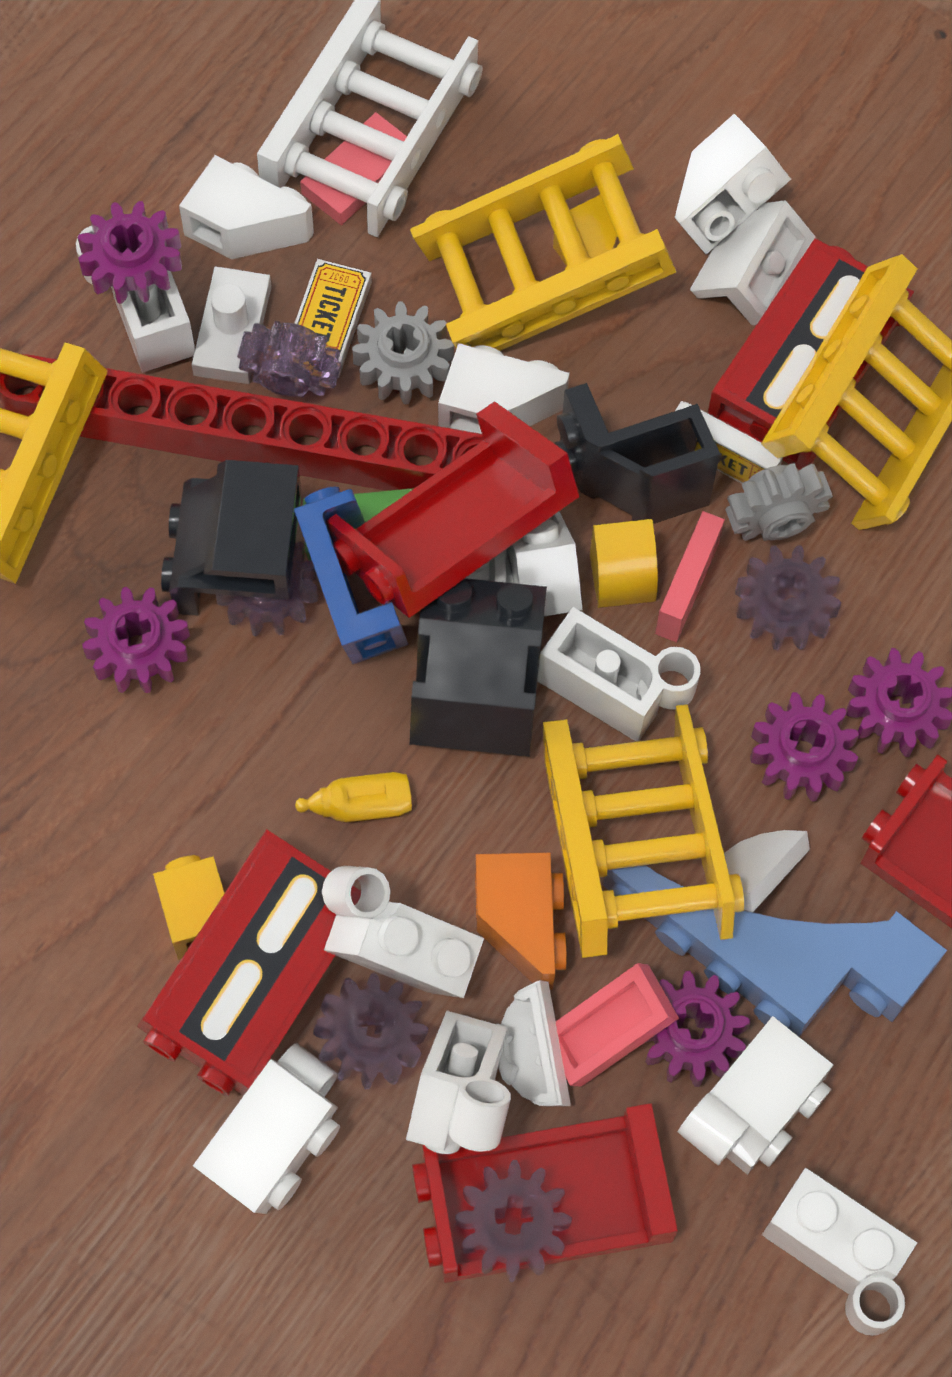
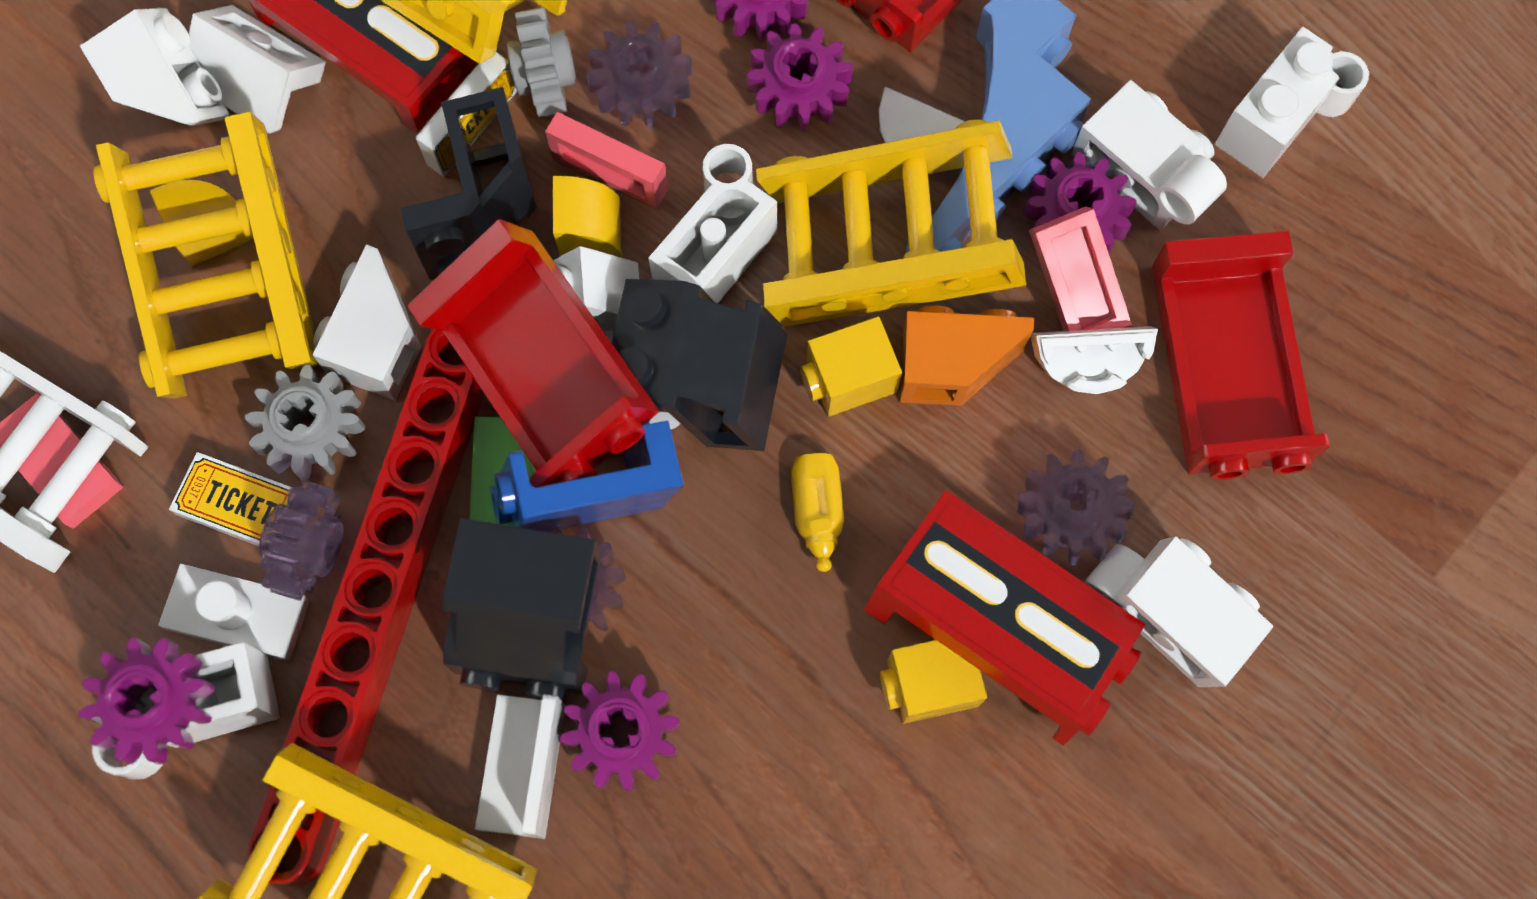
camera: 85 degrees left, 5 degrees up
(102, 565) = (521, 766): none -> white panel
(242, 213) = (93, 588): white slope -> none
(395, 936) = (996, 466): white hinge -> none
(457, 1088) = (1156, 412): white hinge -> none
(497, 811) = (851, 367): none -> yellow brick
(533, 1235) = (1257, 396): gear -> none

